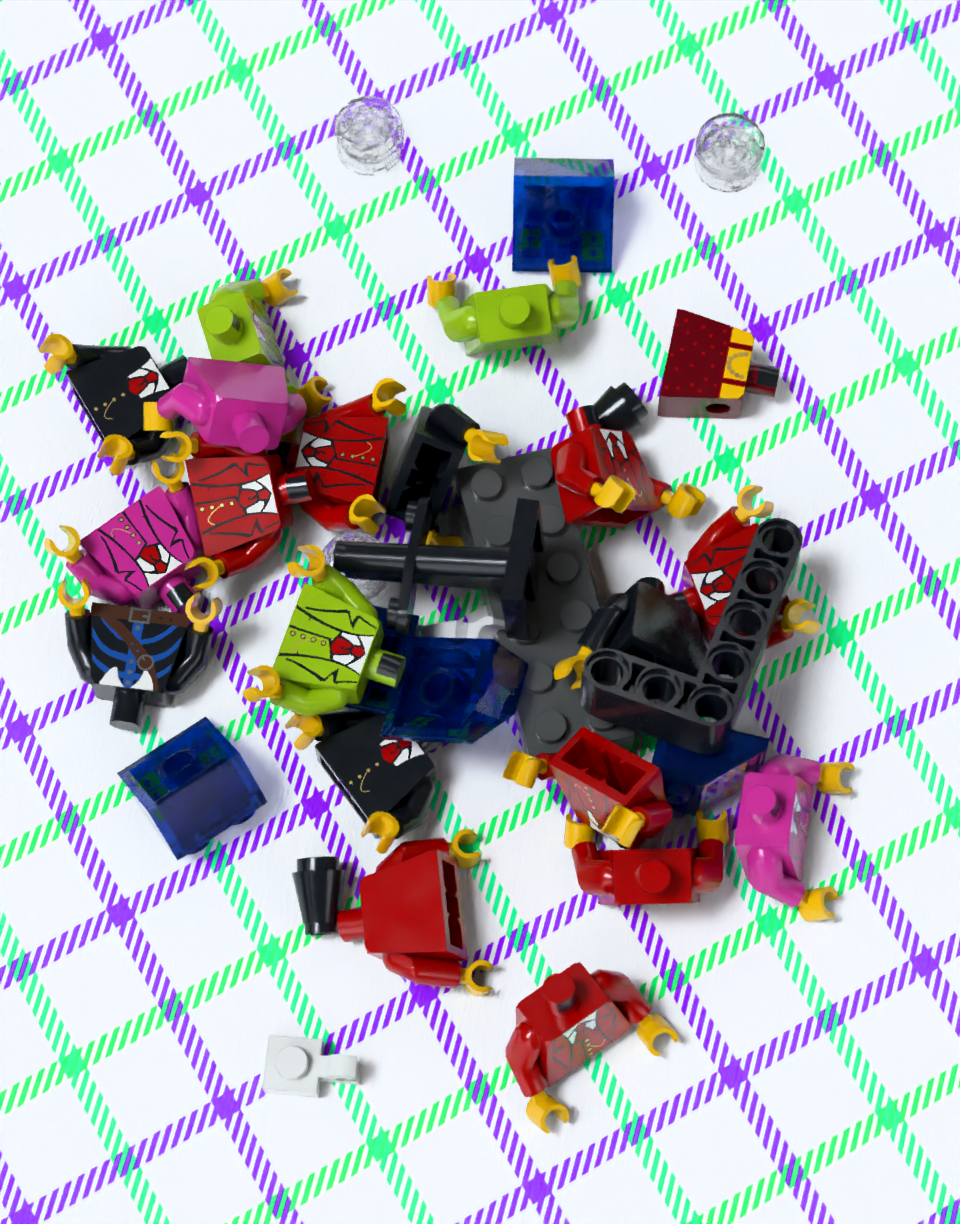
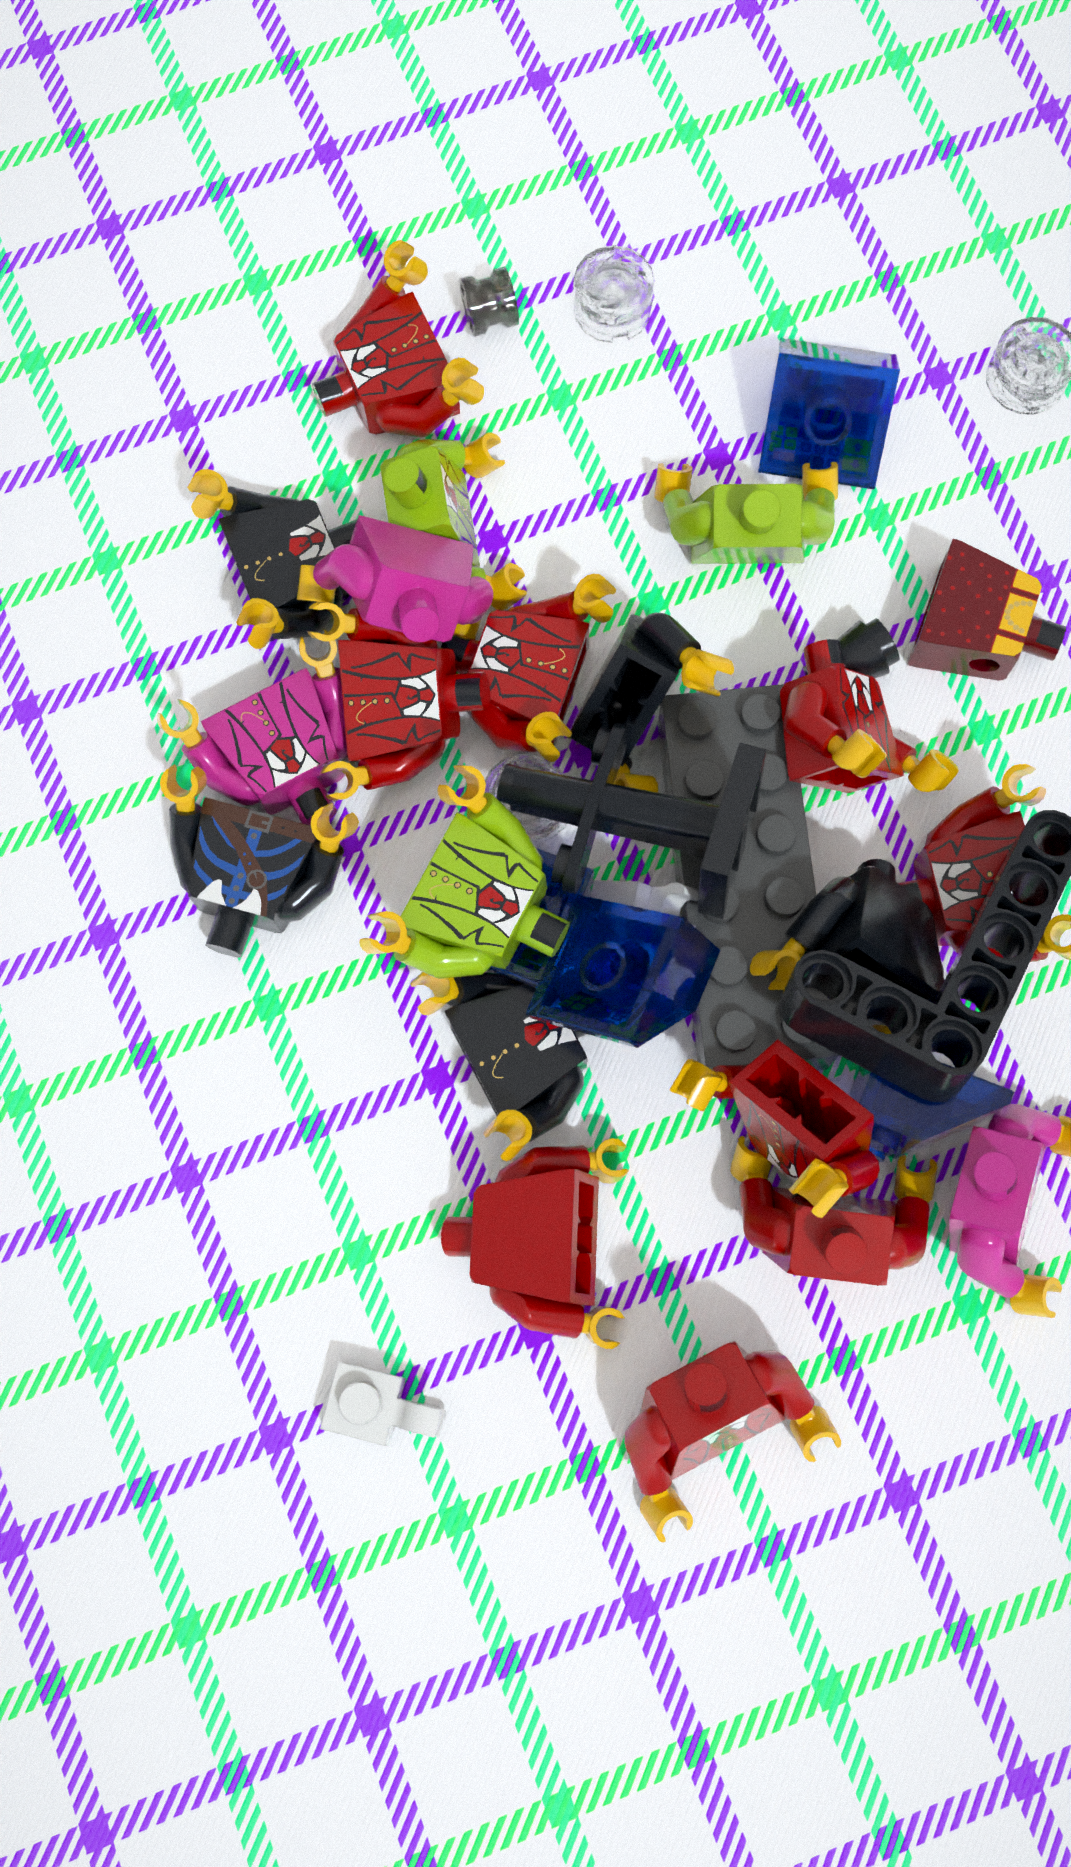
camera: 10 degrees right, 5 degrees up
(191, 218) = (394, 361): none -> red torso
(193, 788) = (291, 1040): clear blue slope -> none
(264, 156) = (489, 301): none -> clear smoke wheel
(319, 893) = (425, 1192): black cone -> none

